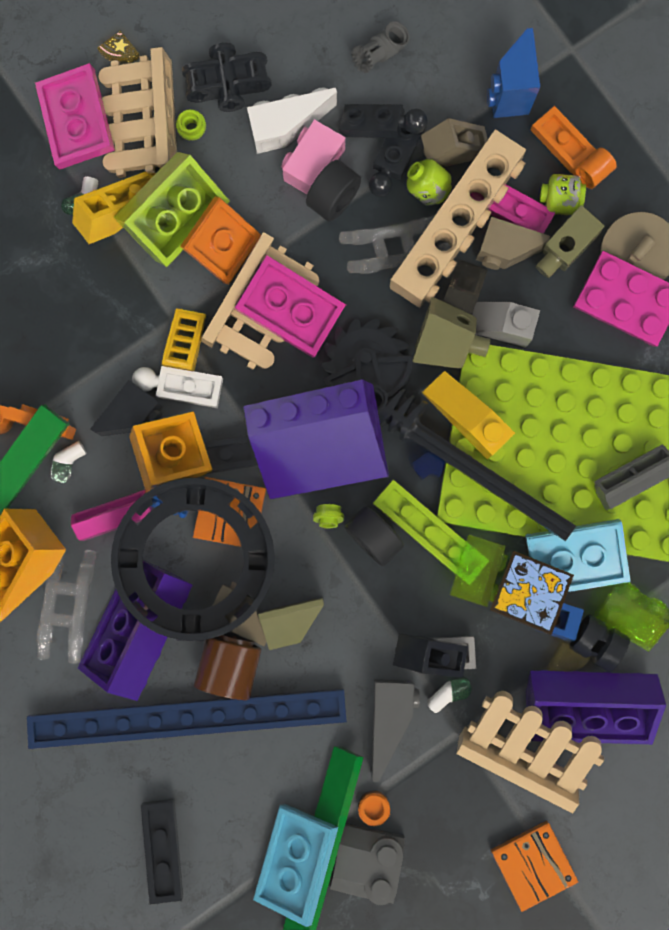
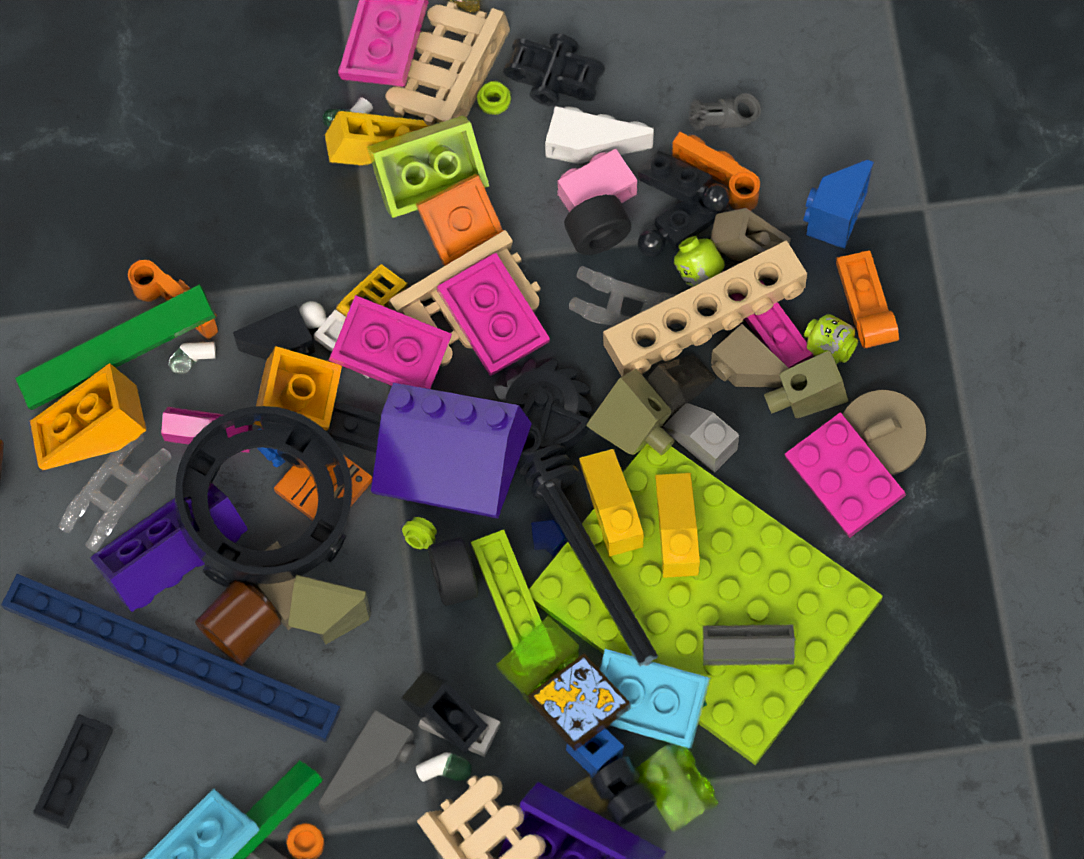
camera: 30 degrees right, 15 degrees down
(223, 376) = (389, 345): none -> dark pink plate
(402, 92) = (721, 167): none -> orange plate
(529, 407) = (677, 525): none -> yellow slope

